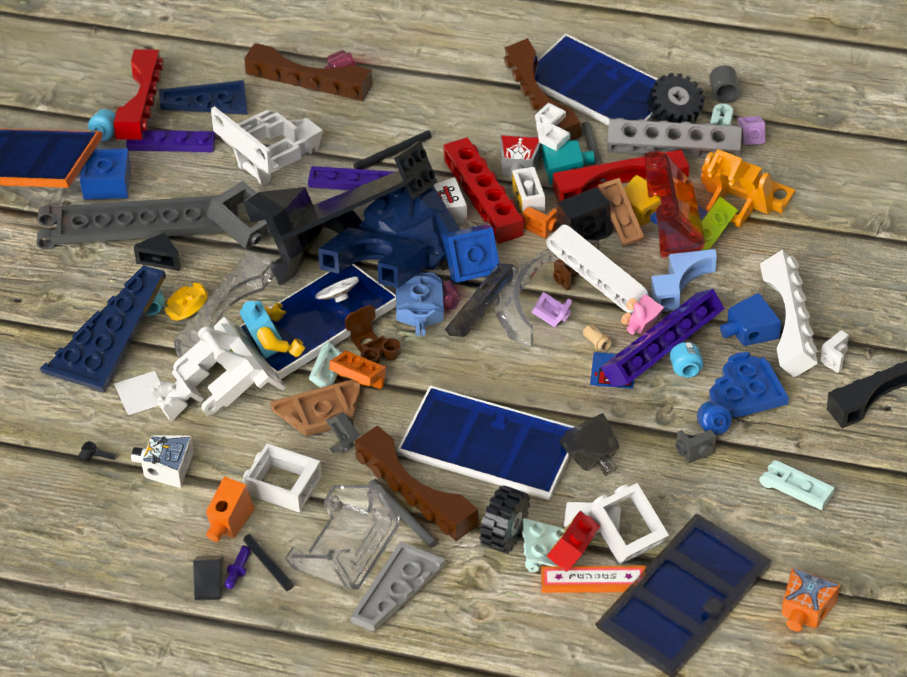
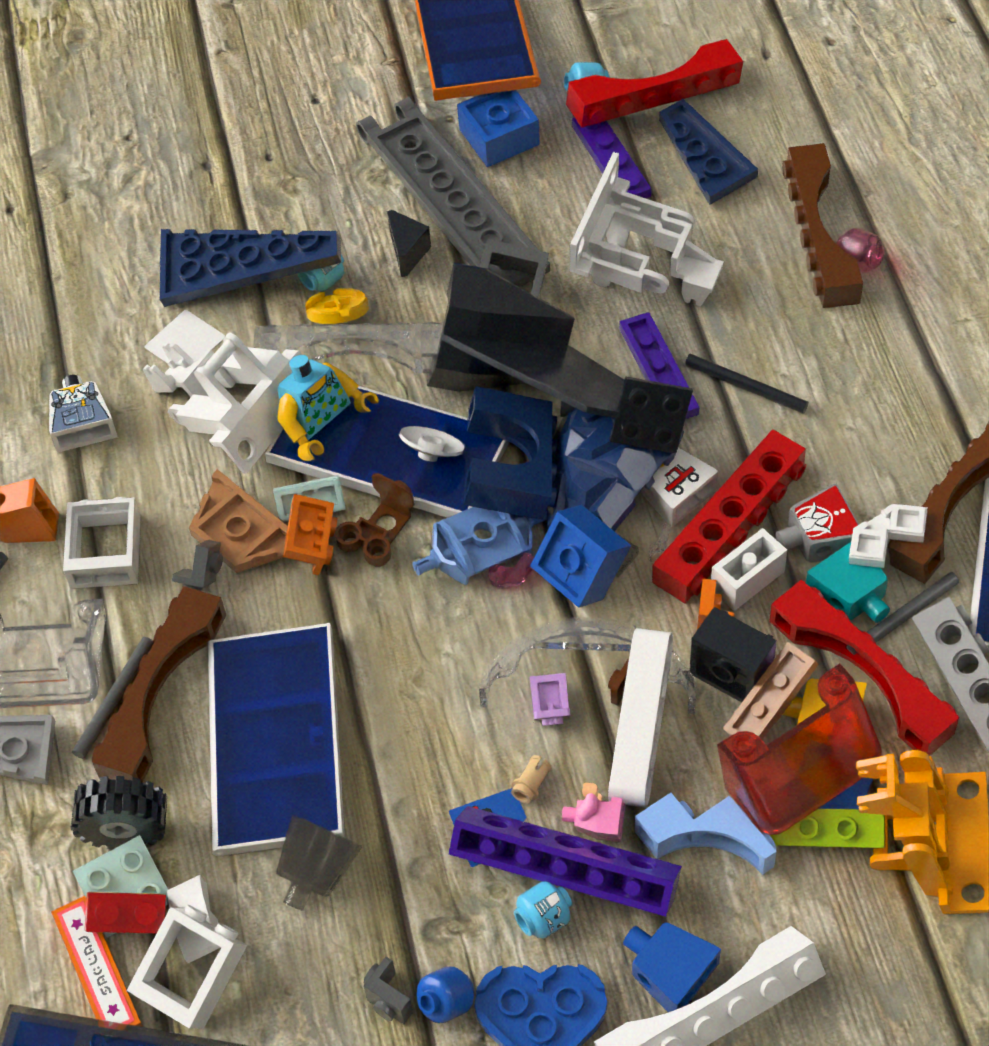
camera: 65 degrees right, 10 degrees up
(90, 449) = (64, 347): black hand -> none
(481, 299) = (512, 608): clear smoke plate -> none

